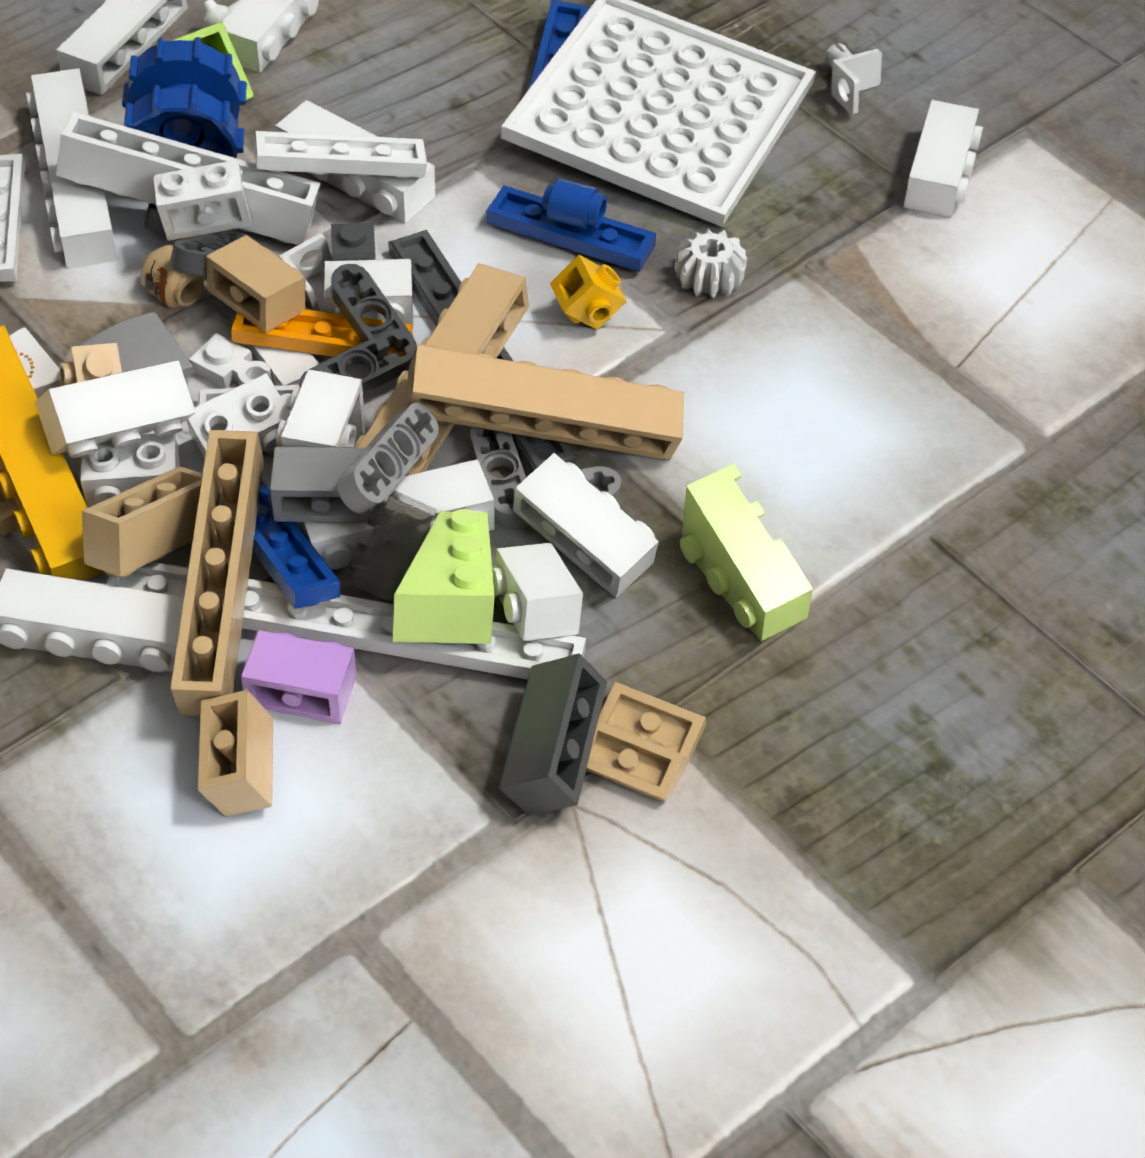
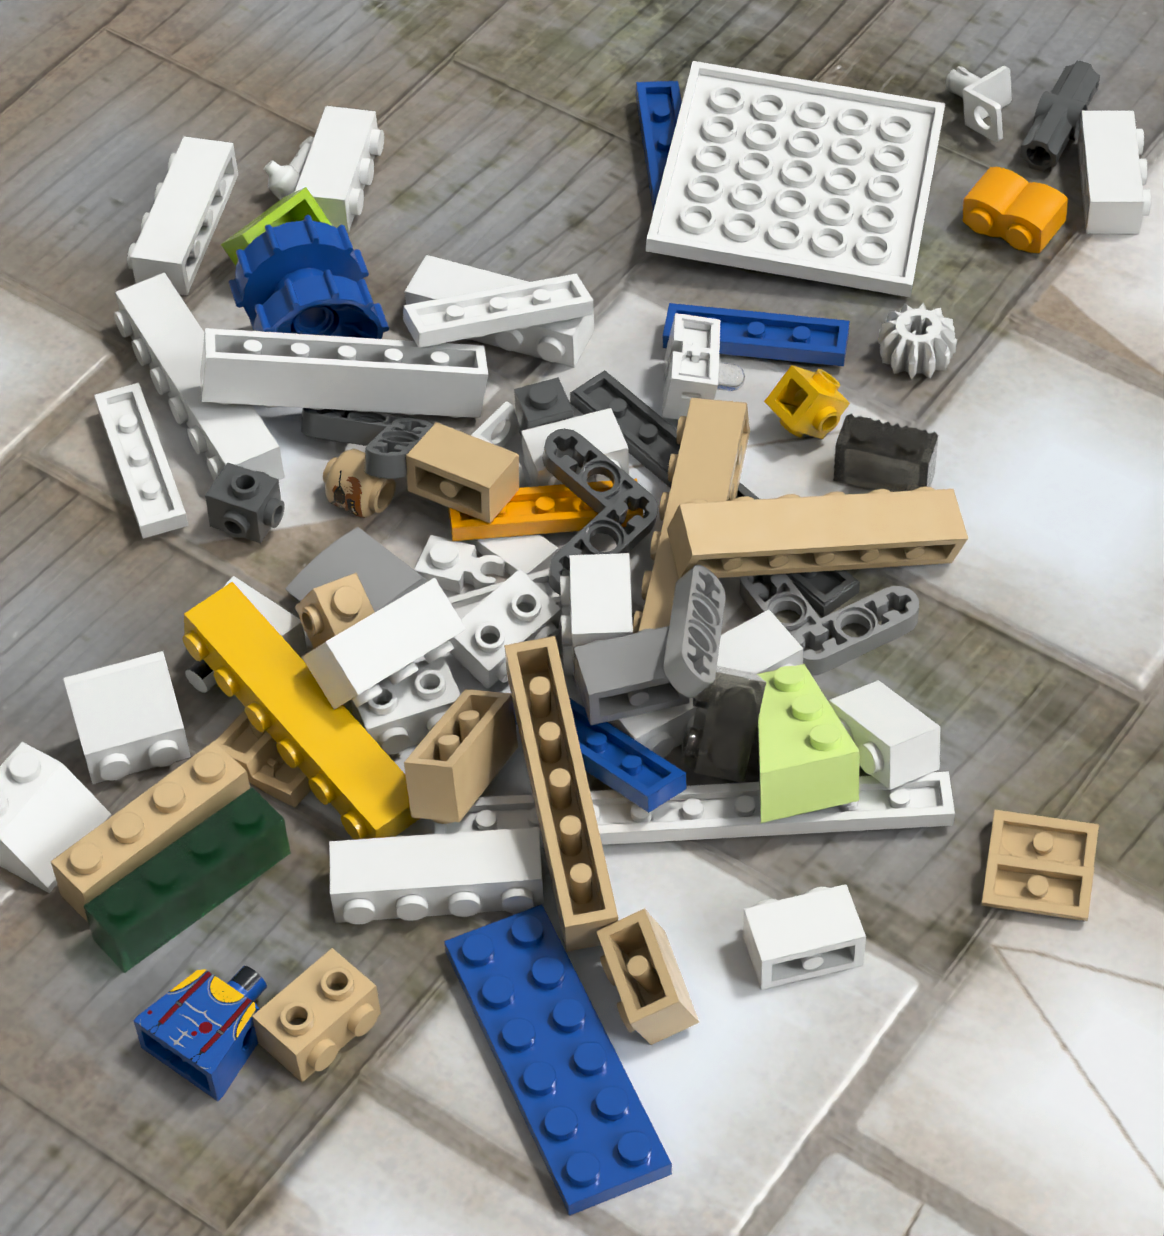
camera: 10 degrees left, 0 degrees up
(65, 270) = (244, 503): none -> dark grey brick
(133, 812) = (557, 1060): none -> blue plate
(201, 200) = (372, 393): white bracket -> none
(300, 675) = (675, 879): lavender brick -> none
(395, 752) = (803, 936): none -> white brick
(502, 237) = (694, 365): none -> white piece
(553, 735) = (958, 879): dark grey brick -> none
(574, 204) = (758, 309): blue brick -> none
(585, 524) = (904, 653): white brick -> none
(639, 351) = (884, 455): none -> clear smoke brick
(739, 556) = (1072, 650): yellowish green wedge -> none
(843, 172) = (1015, 209): none -> light orange brick
(912, 102) = (1059, 116): none -> dark grey piece

